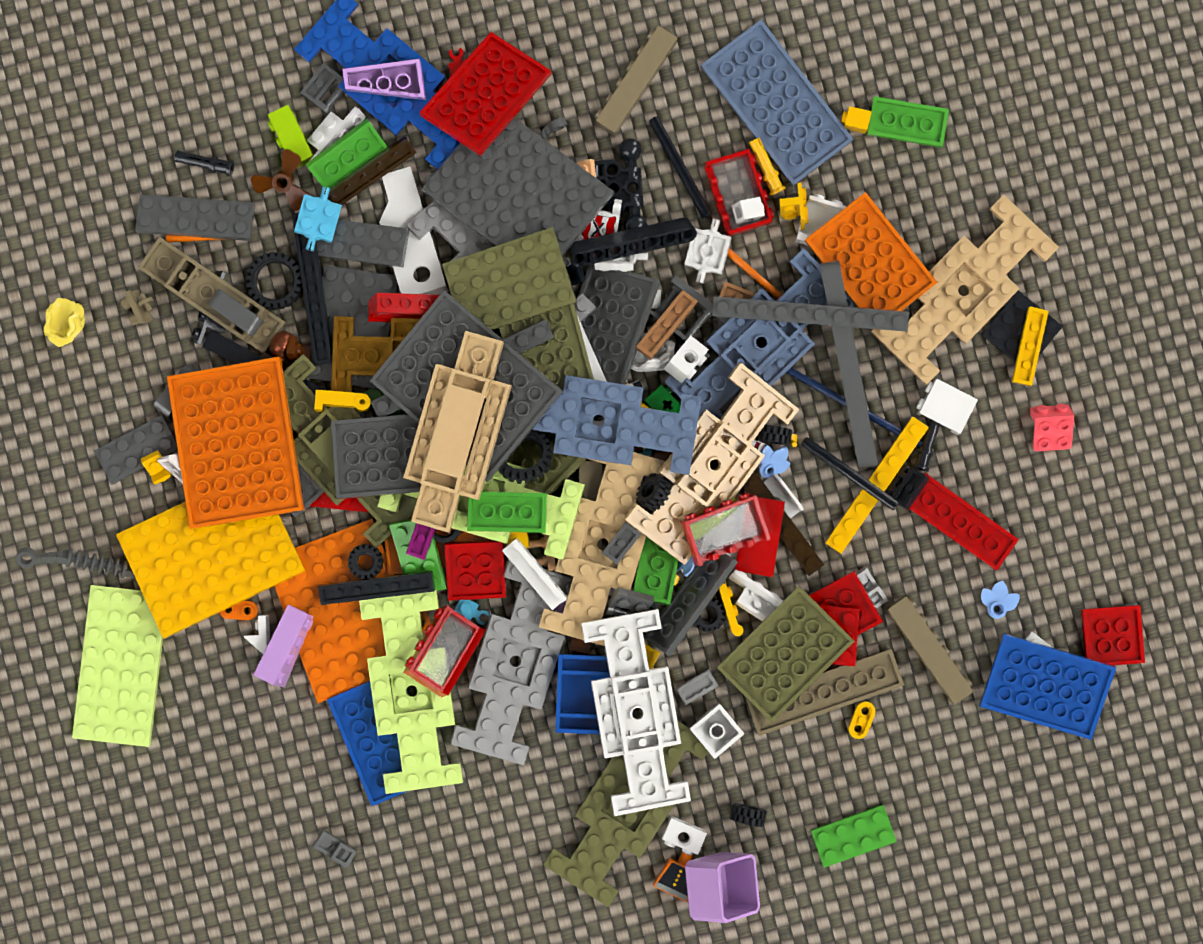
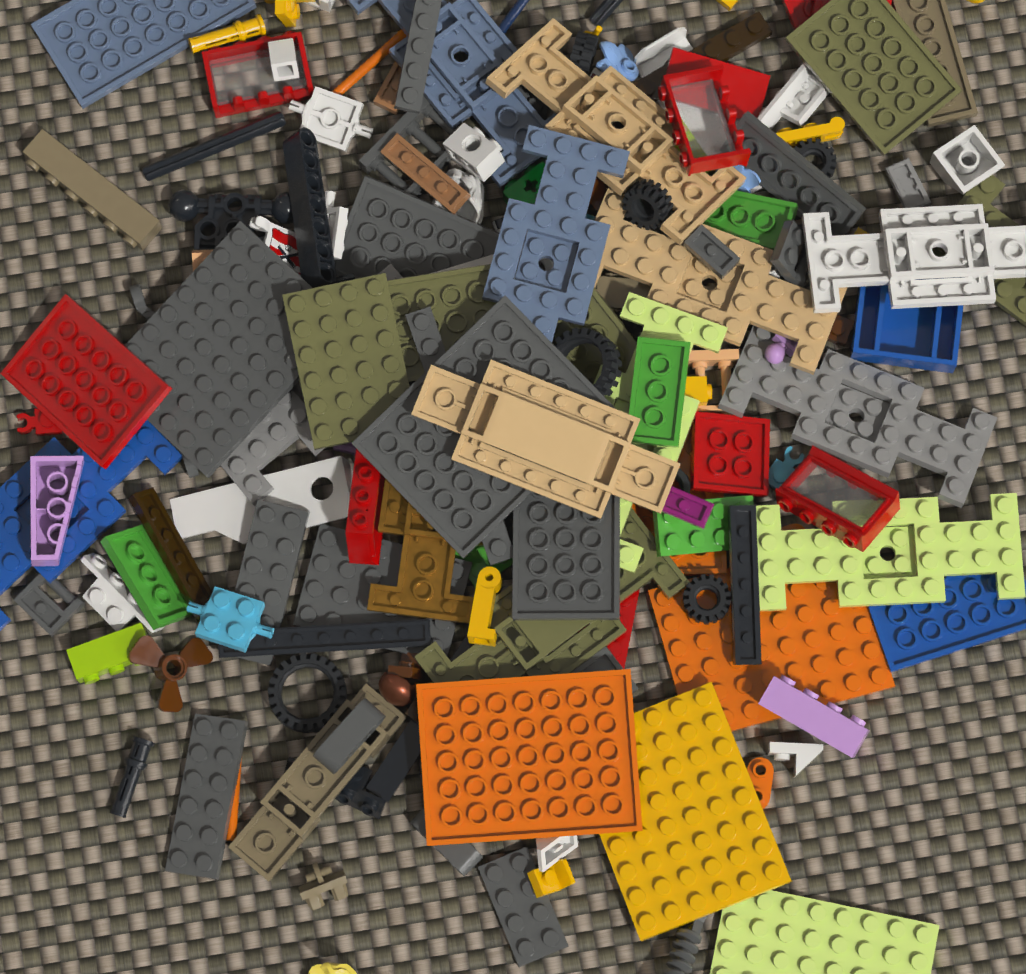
camera: 85 degrees left, 10 degrees down
(534, 573) = (742, 369): white fence -> none

